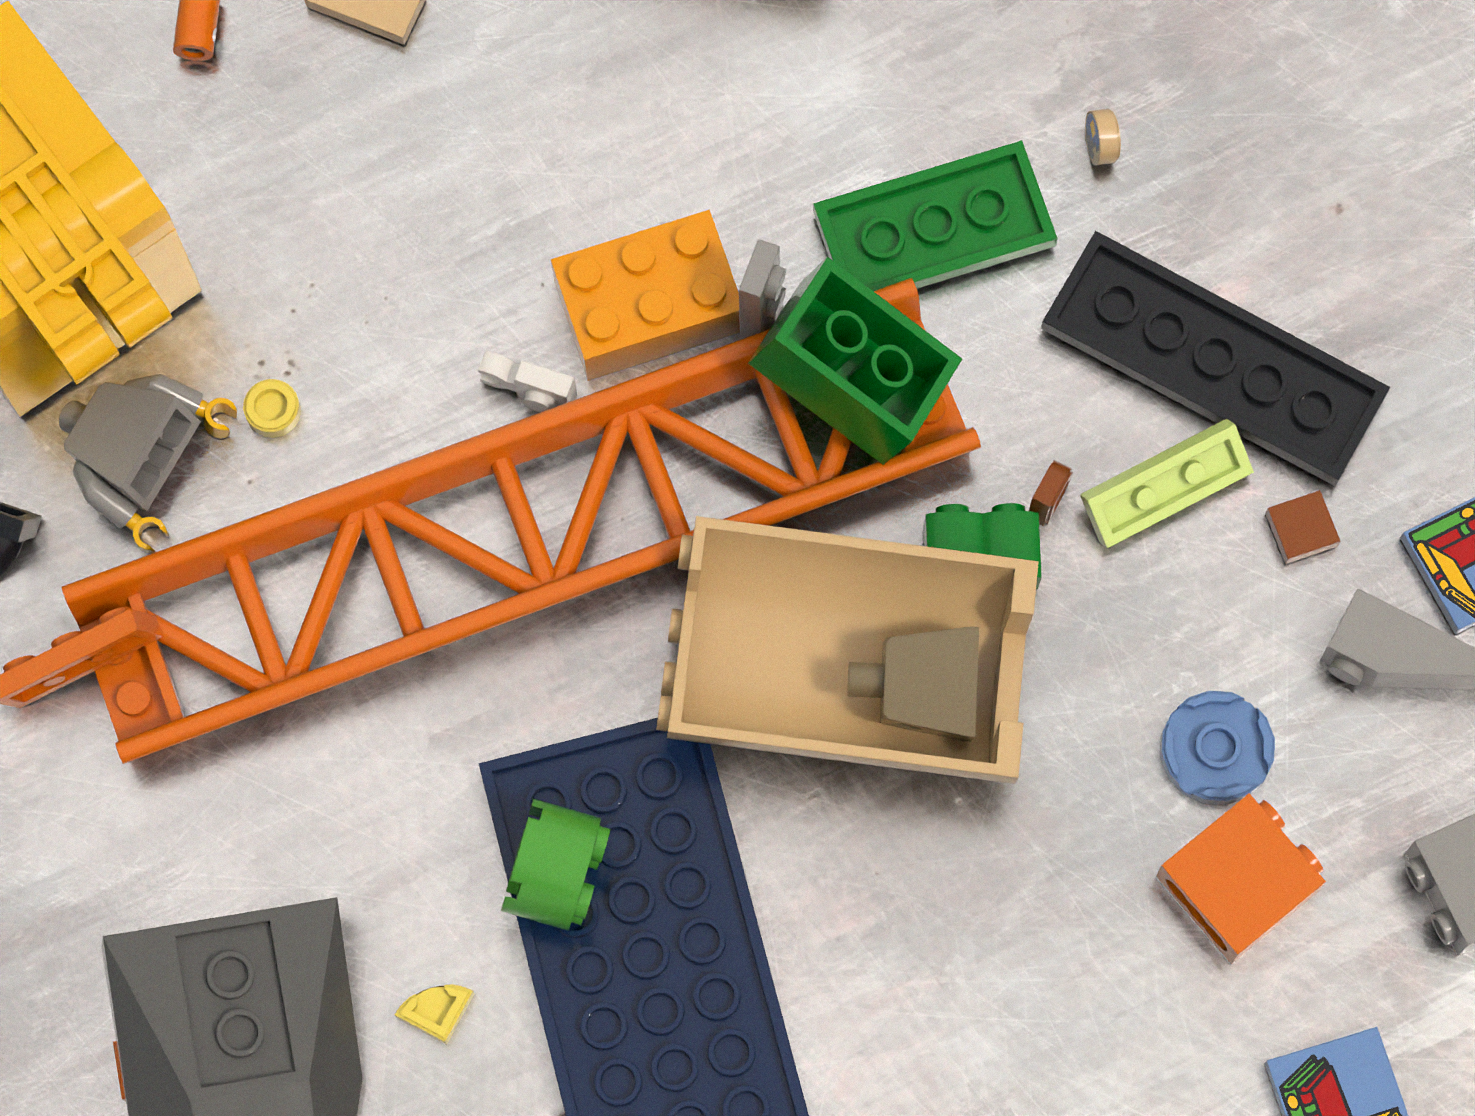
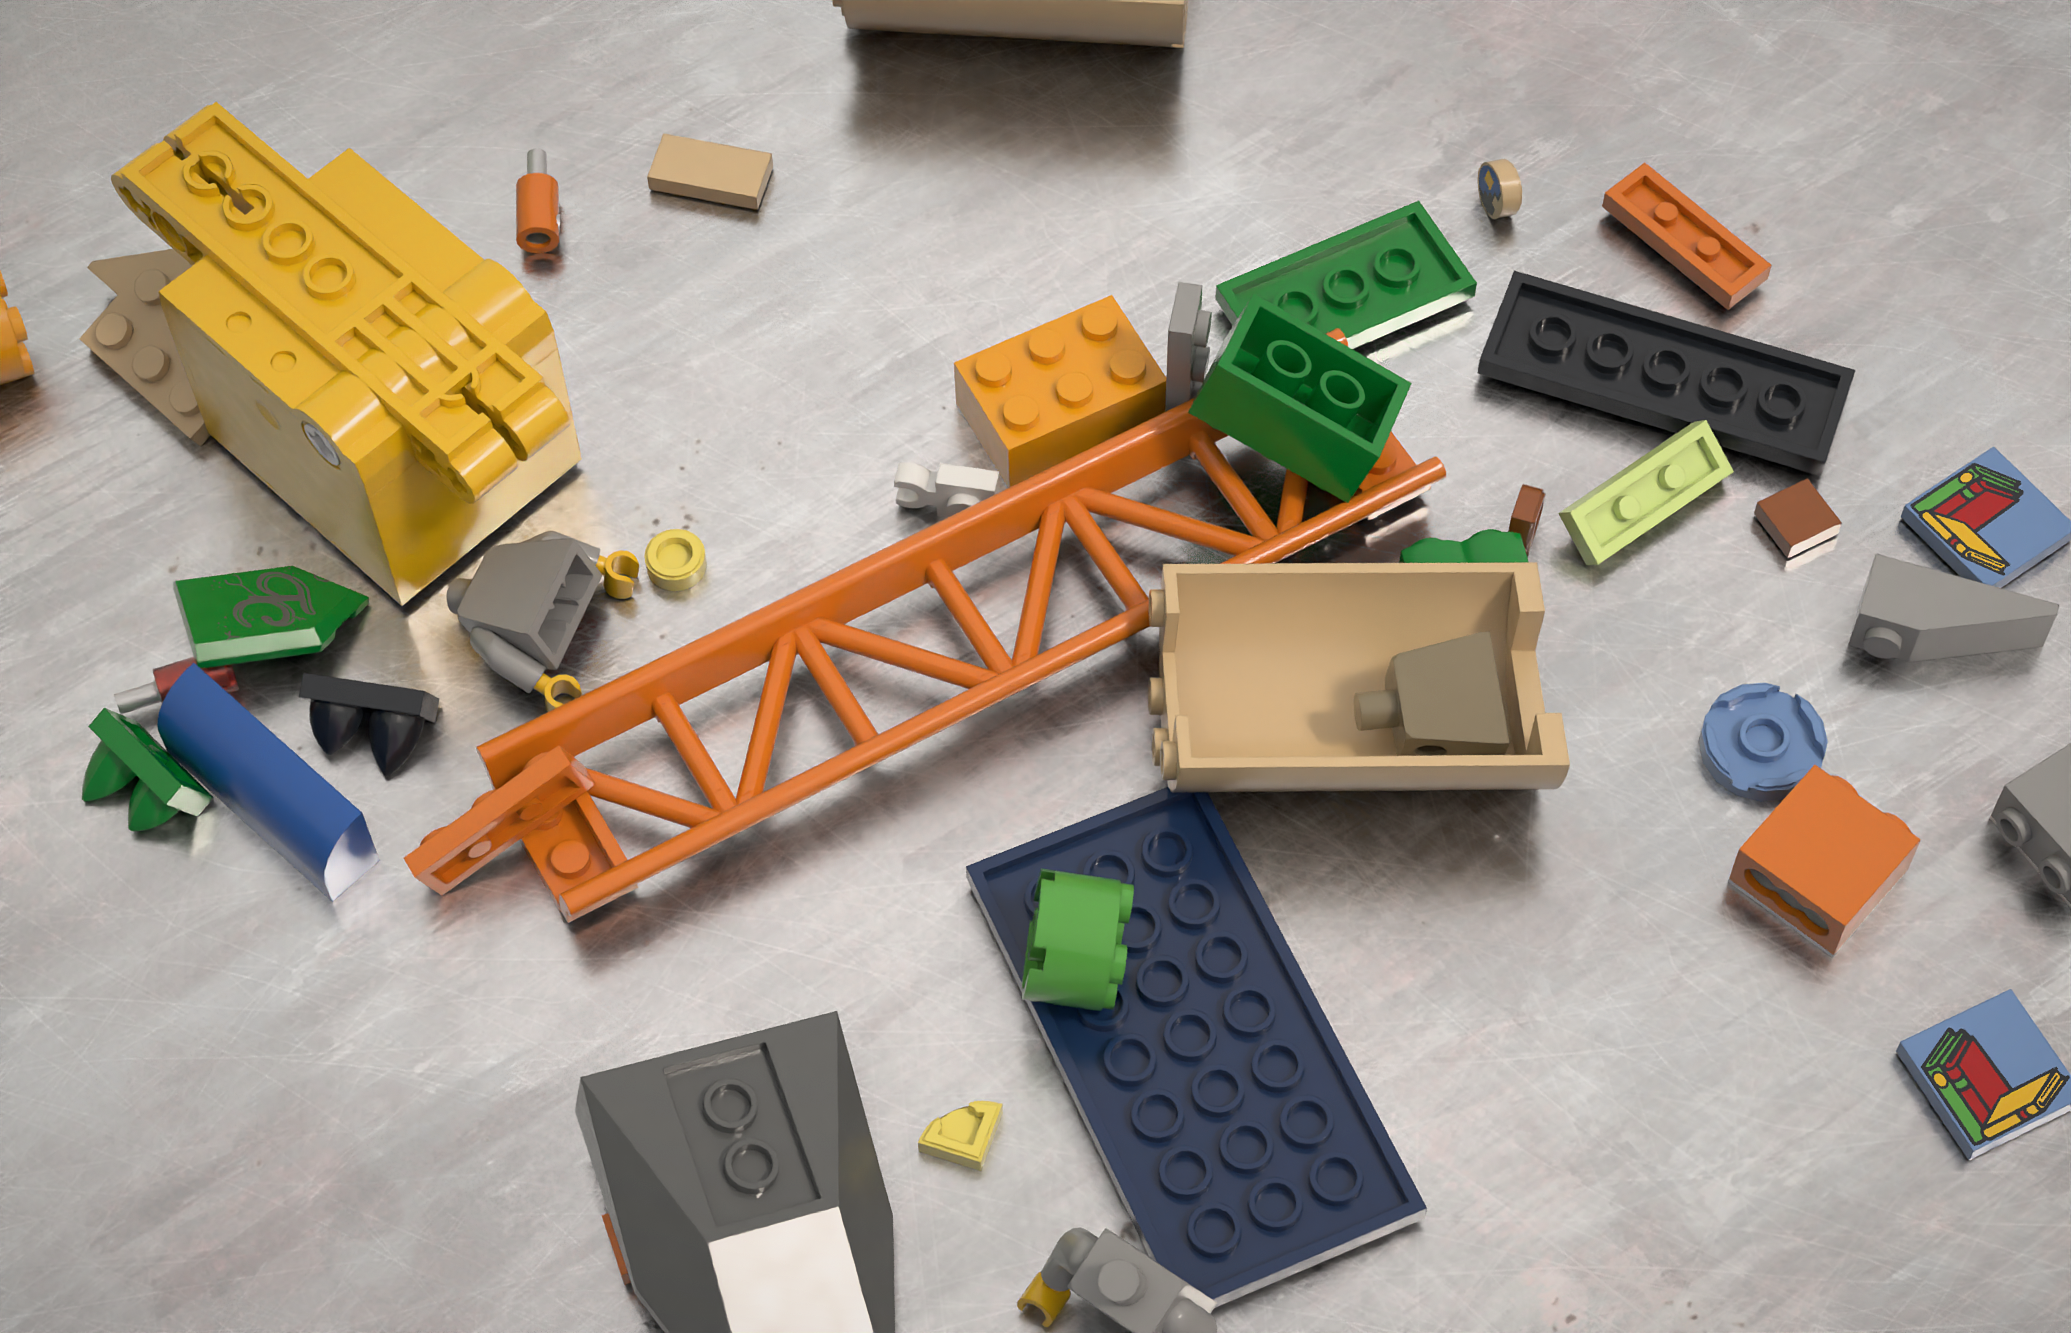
camera: 10 degrees left, 15 degrees down
(1268, 214) = (1686, 236): none -> orange plate

